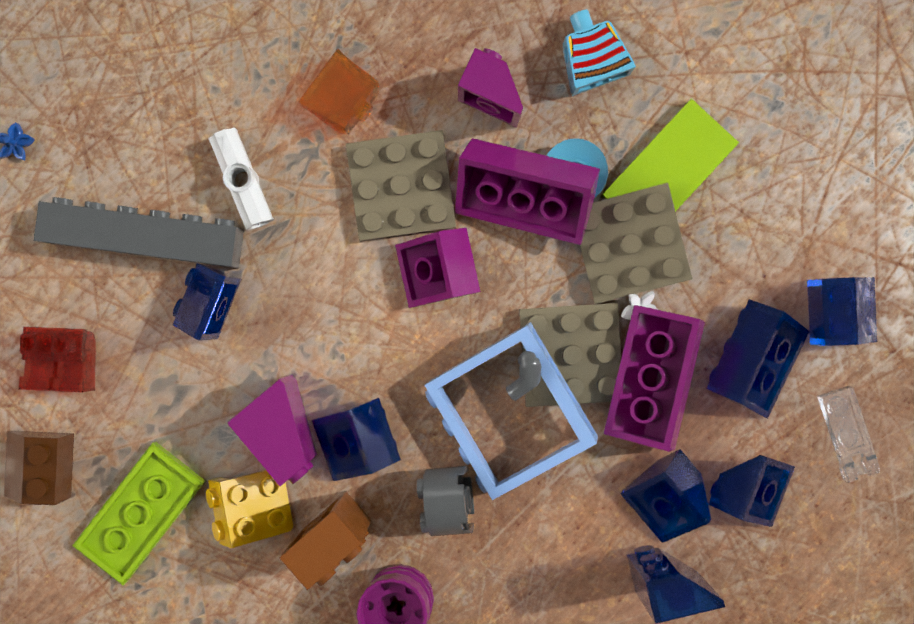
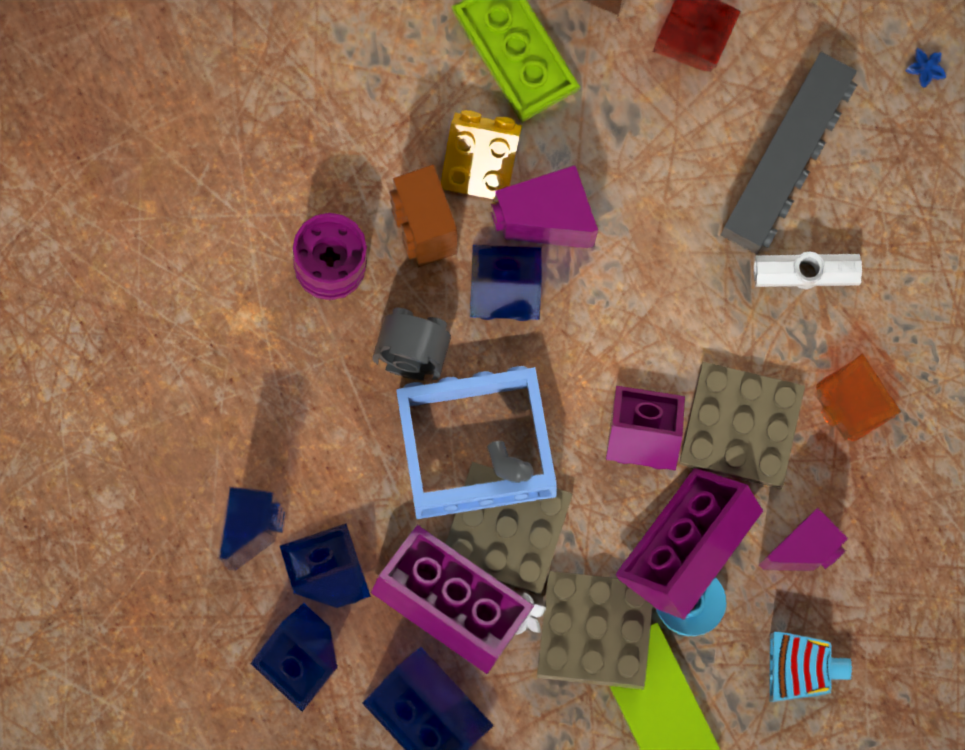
camera: 105 degrees right, 10 degrees down
(205, 302) = (698, 190): clear blue slope -> none

